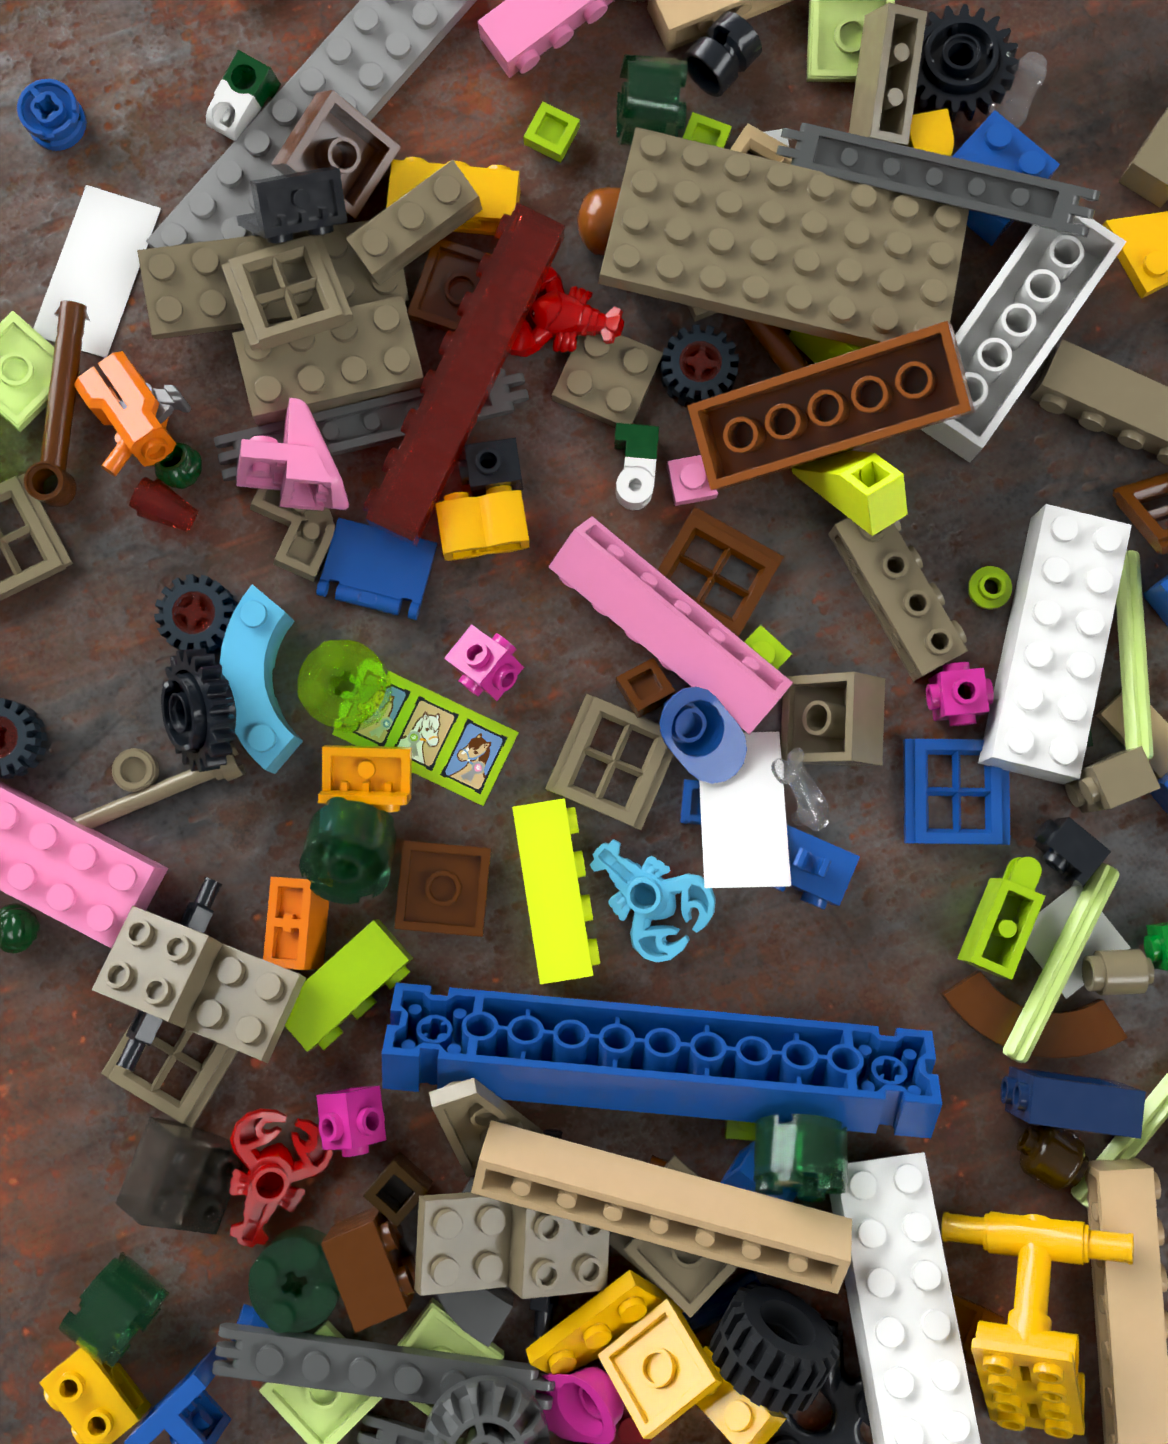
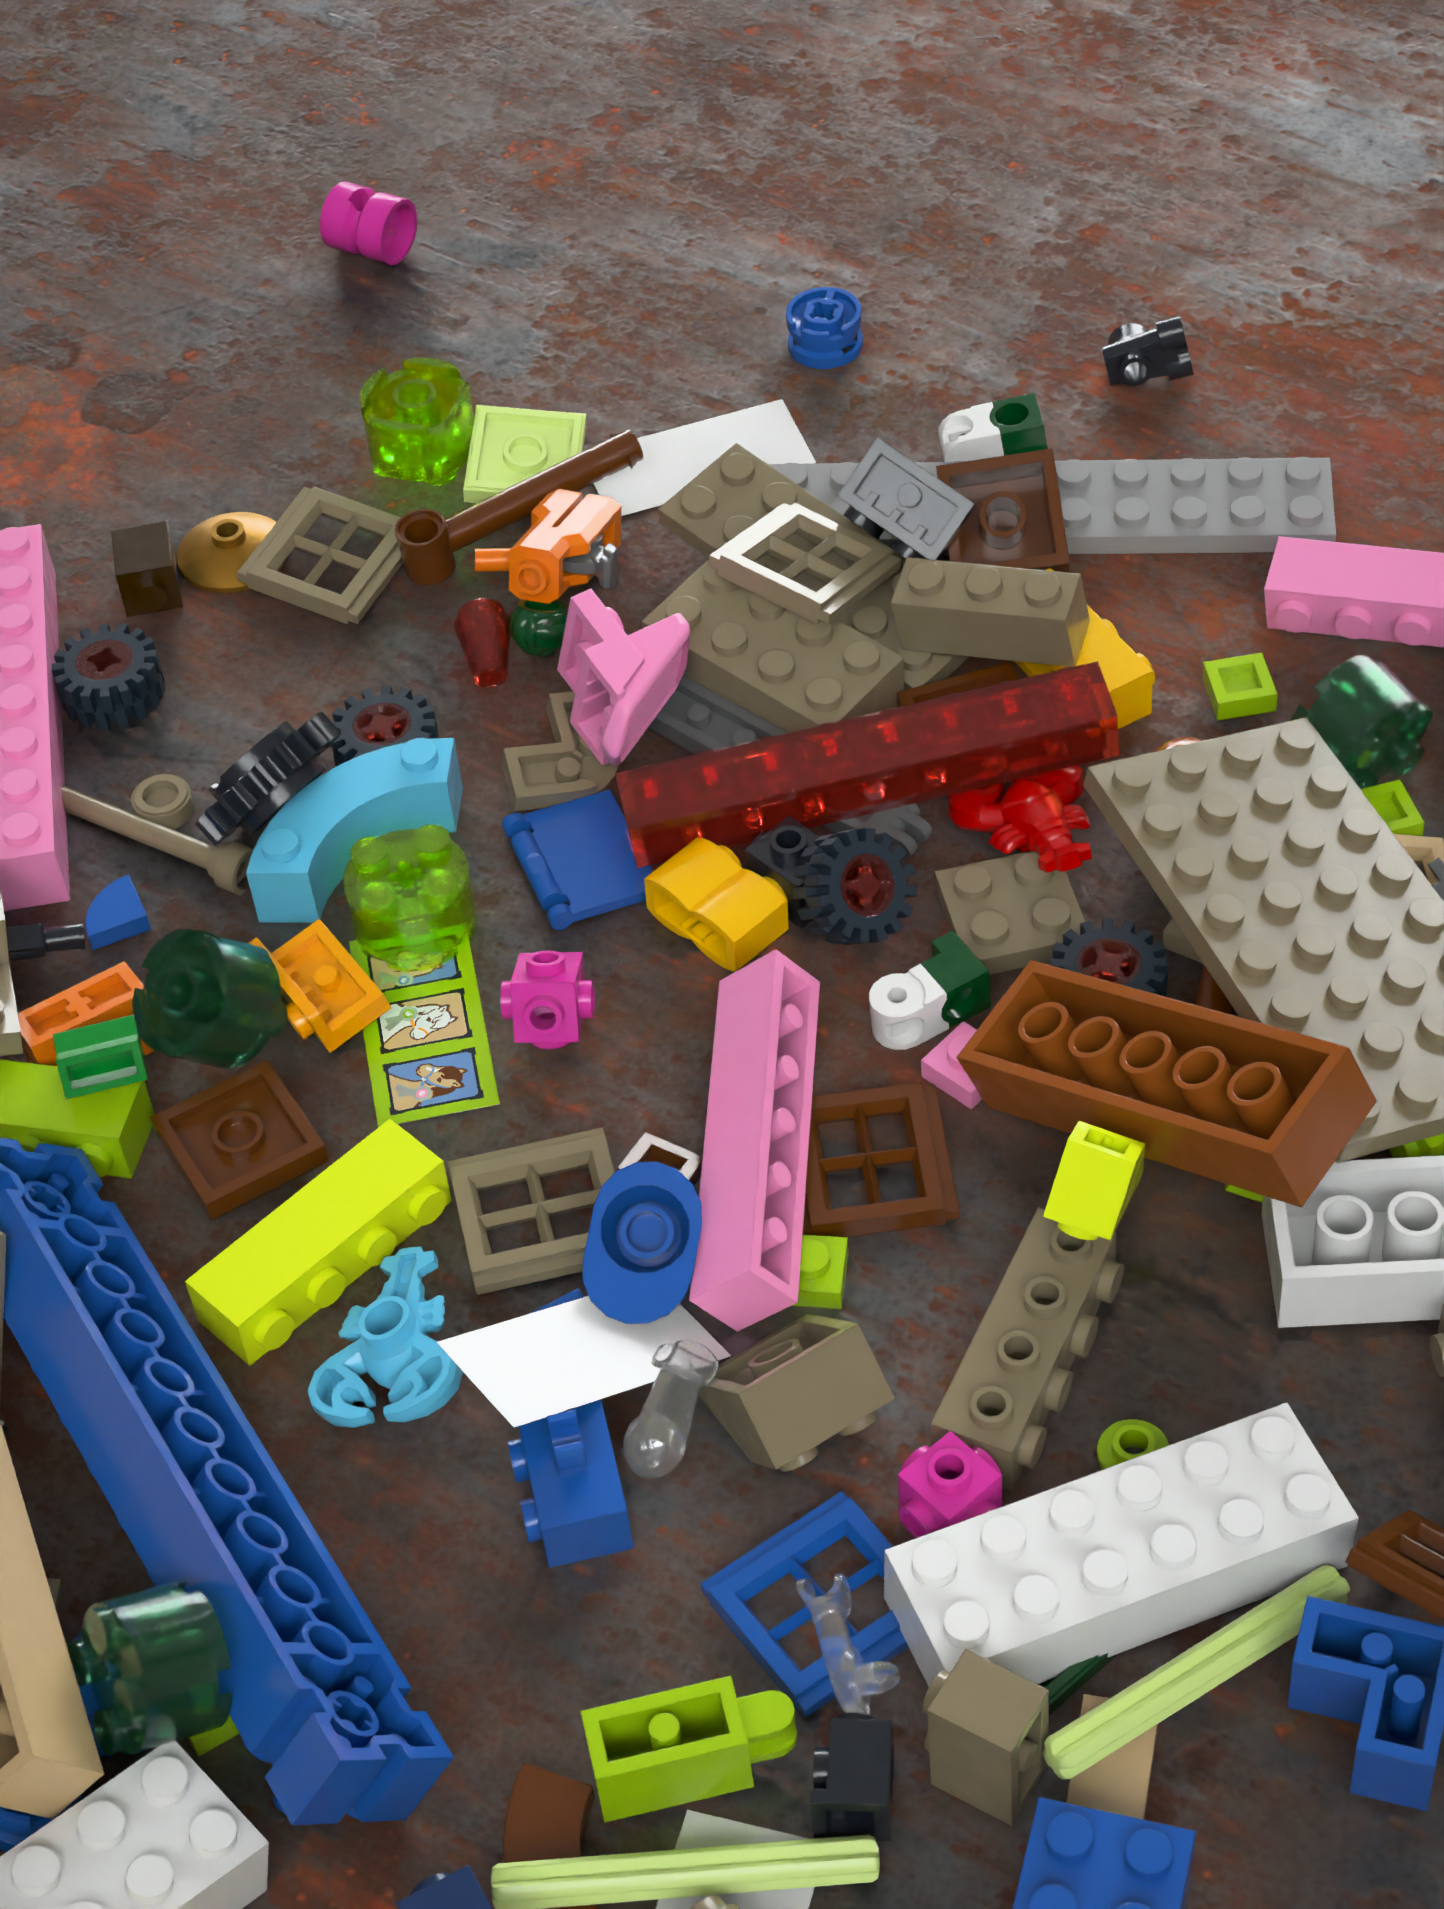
camera: 60 degrees right, 35 degrees down
(208, 851) = (115, 914): none -> blue tile
(354, 940) = (100, 1056): none -> green piece
(543, 449) = (856, 863): none -> black wheel
(1022, 816) = (848, 1675): none -> clear piece

